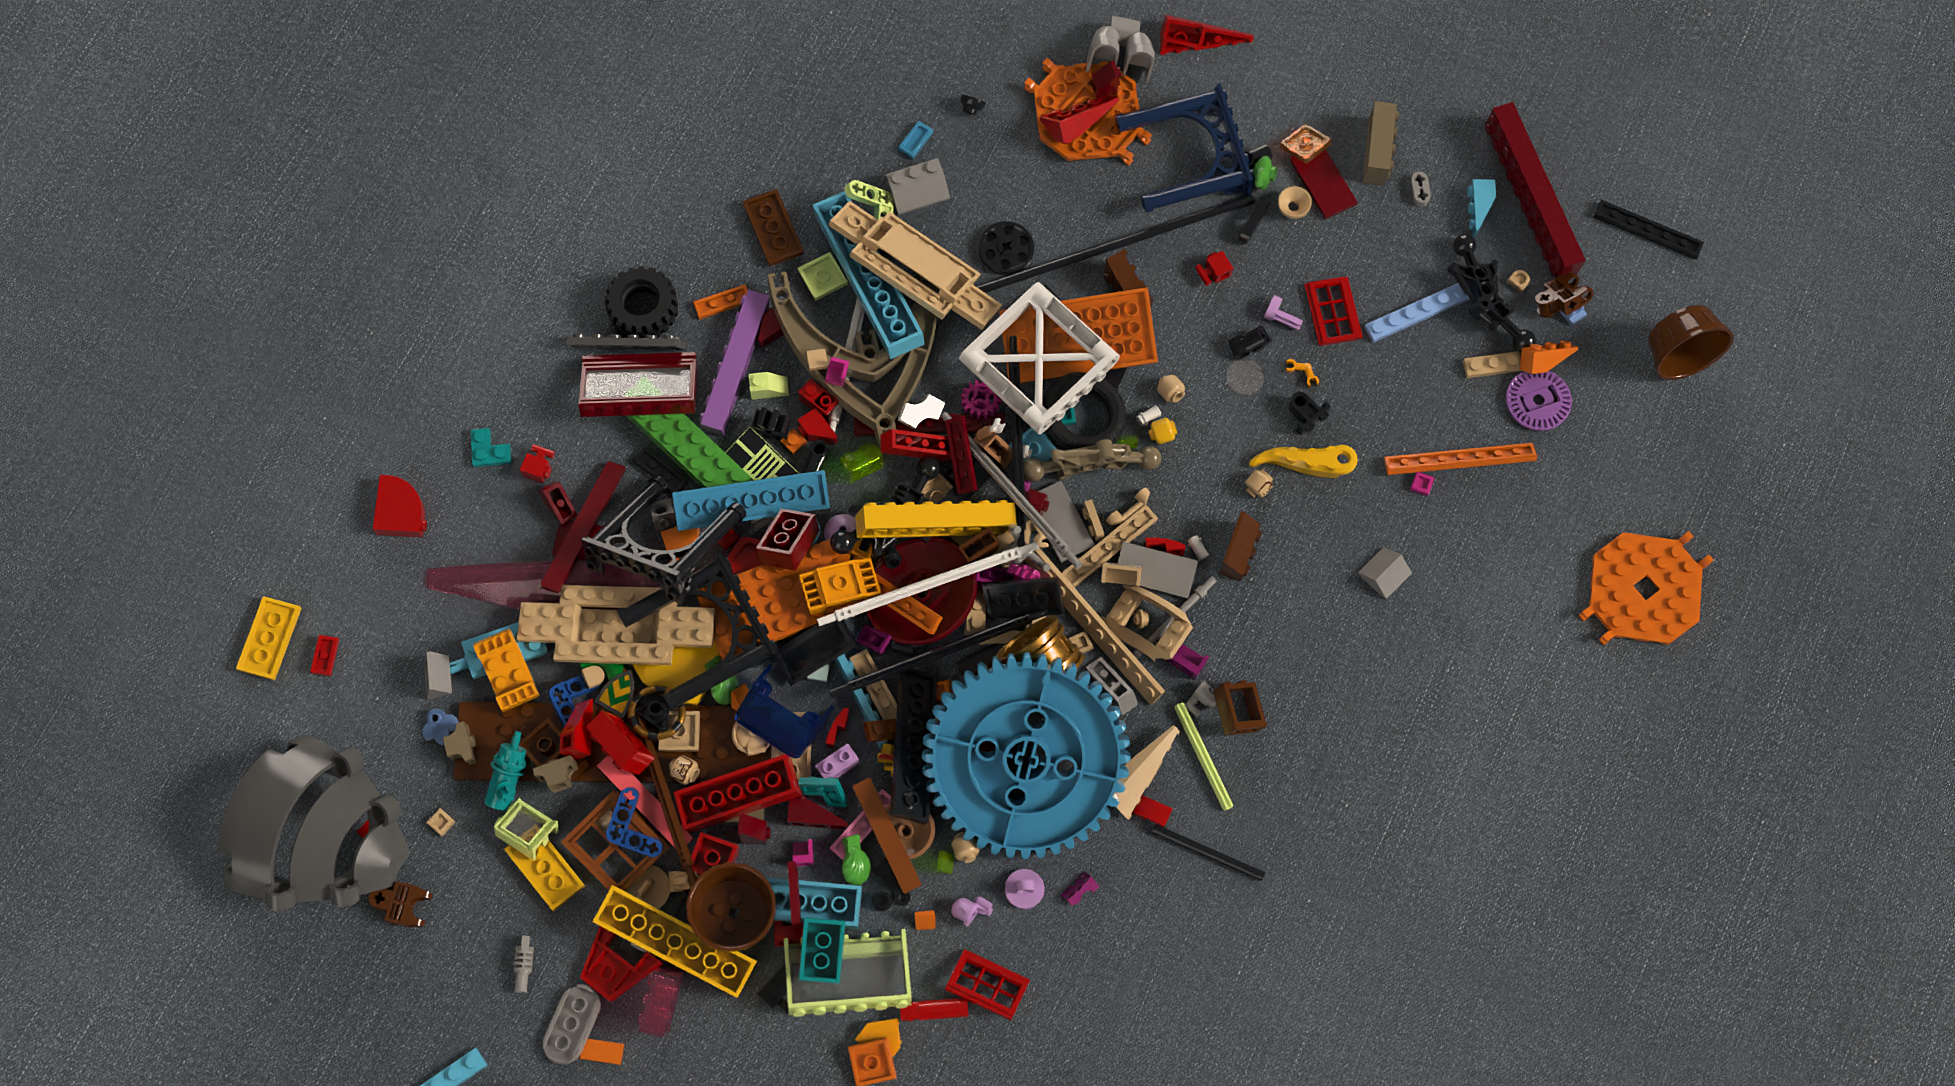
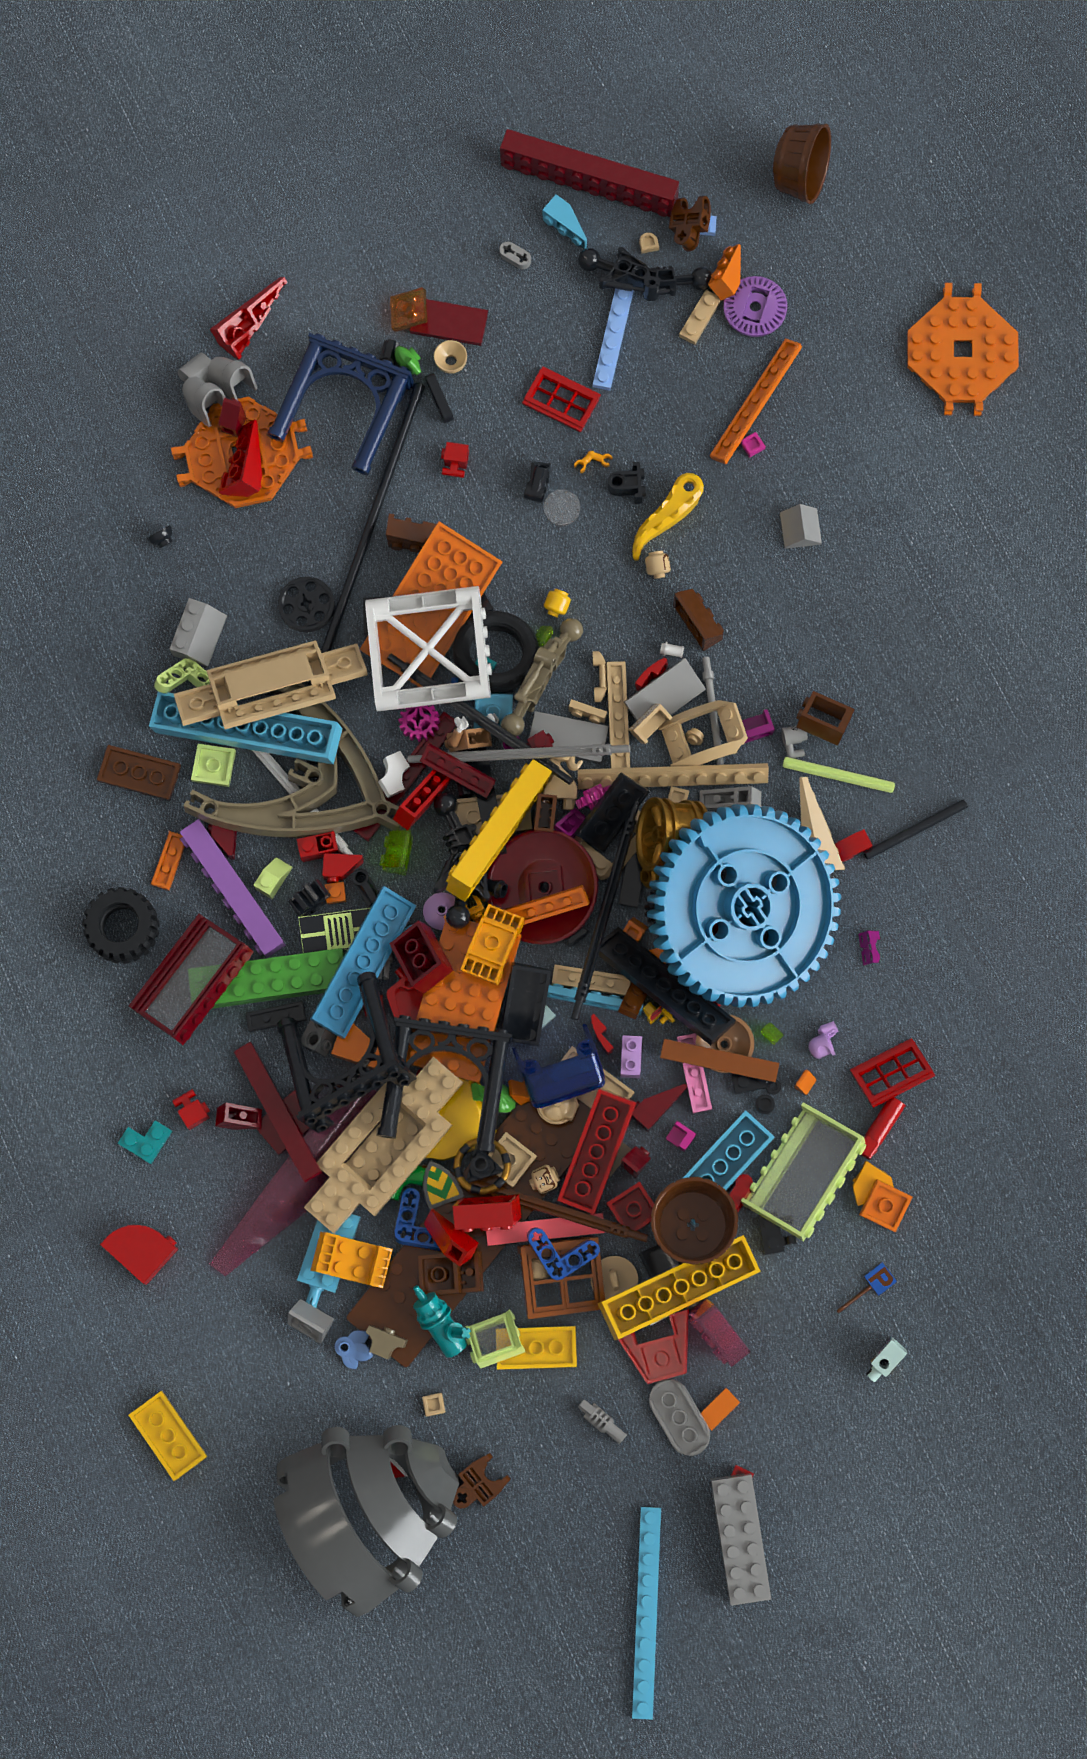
camera: 45 degrees left, 5 degrees up
(324, 655) = (219, 1400): red plate -> none
(556, 773) = (472, 1281): dark tan brick -> none
(593, 676) = (409, 1195): tan tile -> none
(614, 340) = (148, 957): dark grey wing -> none
(679, 881) = (631, 1248): tan piece -> none
(794, 895) = (717, 1165): dark red tile -> none
(817, 359) = (288, 821): tan tile -> none
(822, 950) = (775, 1177): teal brick -> none
(827, 787) = (648, 1077): teal plate -> none
(837, 371) = (312, 813): dark pink panel -> none
(852, 610) = (546, 875): white axle -> none
(856, 864) = (722, 1101): bright green animal -> none
(874, 639) = (552, 952): magenta slope -> none
(915, 140) = (154, 604): dark azure tile -> none
(963, 849) = (774, 1010): tan head -> none
(1015, 531) = (576, 791): light grey piece -> none
(1024, 889) = (838, 988): lavender tile -> none
(1147, 416) = (535, 604): white pin -> none
(1171, 388) = (527, 569): tan head -> none
(1274, 313) = (527, 444): lavender piece -> none
(1379, 143) = (455, 254): dark tan brick -> none
(1648, 229) = (685, 116): black tile -> none

